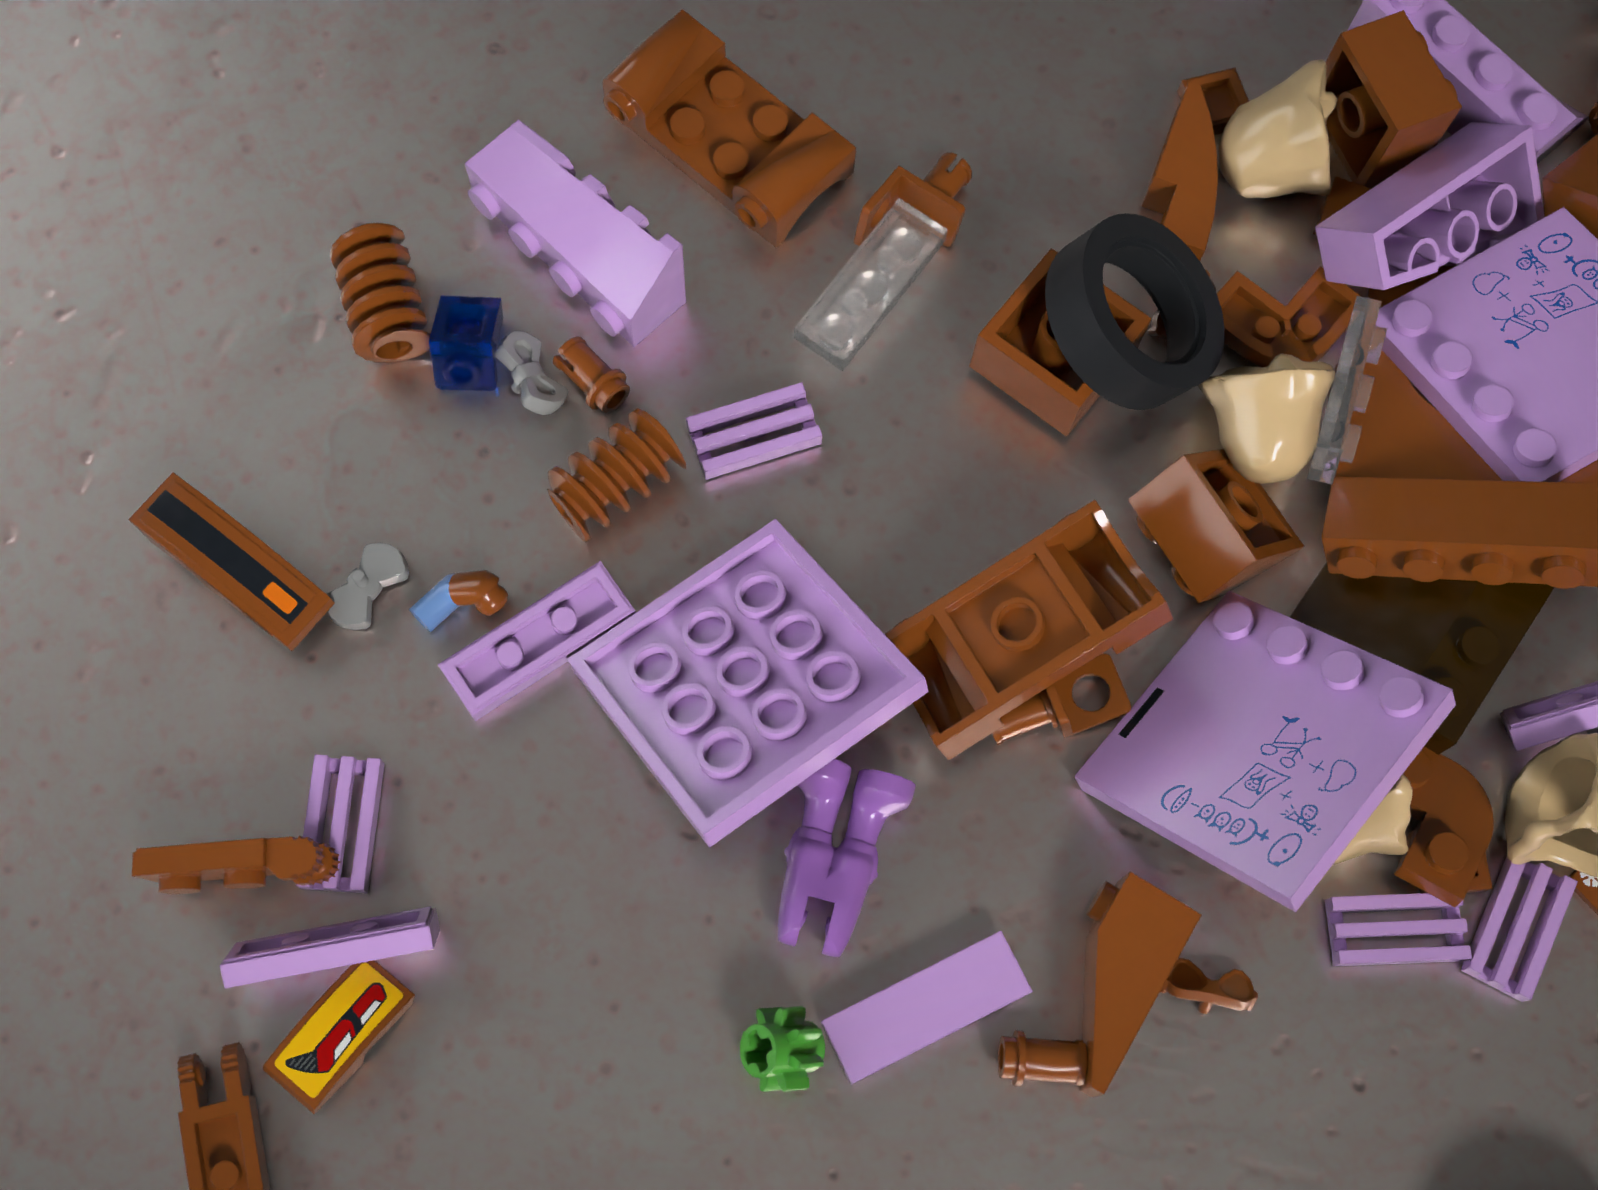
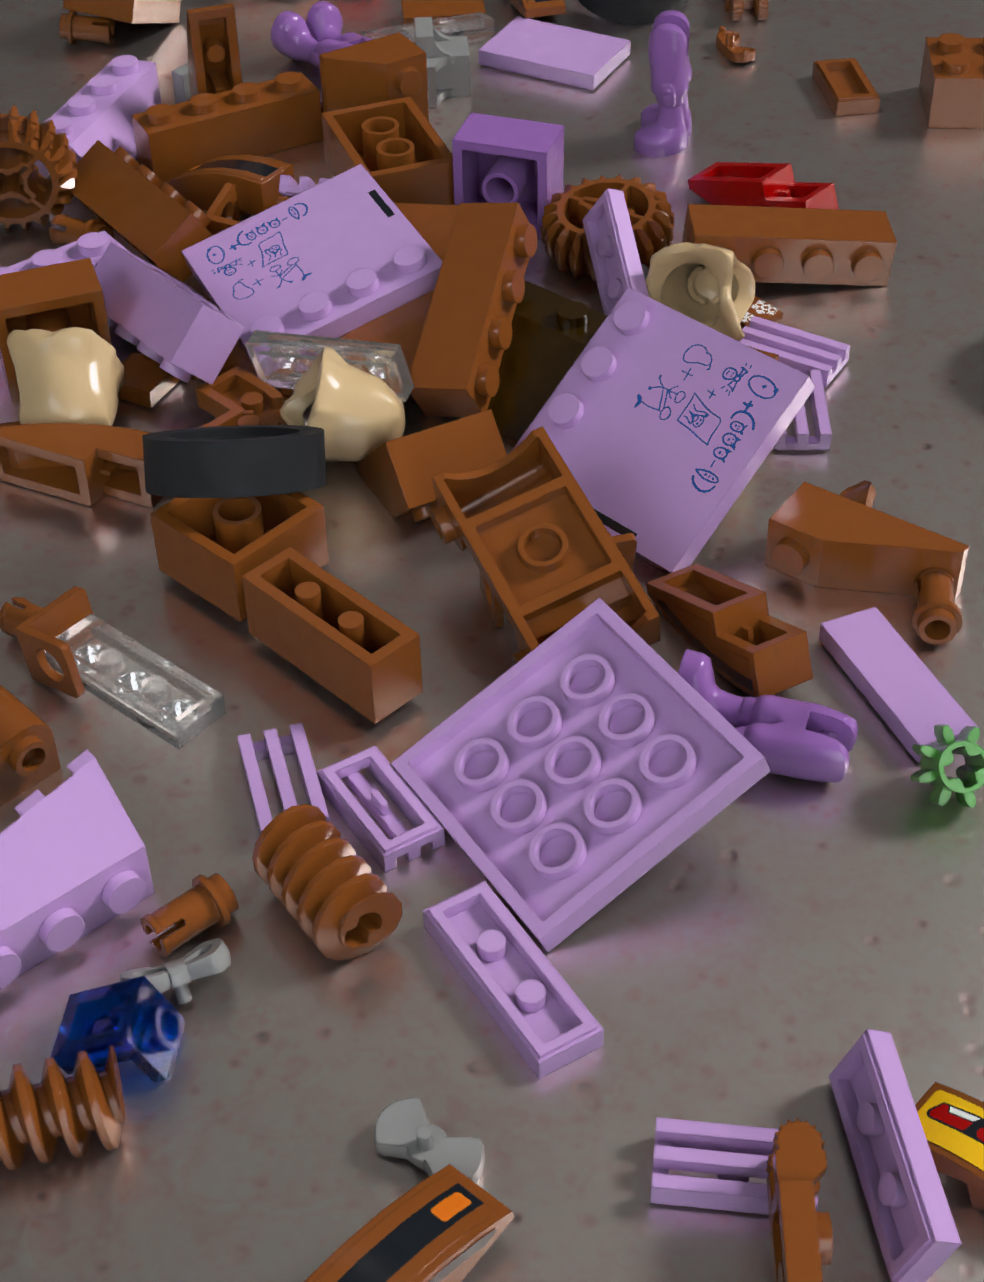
camera: 80 degrees left, 30 degrees down
(460, 590) = (445, 1046): arm -> none
(758, 470) = (402, 842): none -> lavender tile
(922, 442) = (333, 634): none -> dark orange brick
(986, 833) = (733, 629): none -> dark orange slope

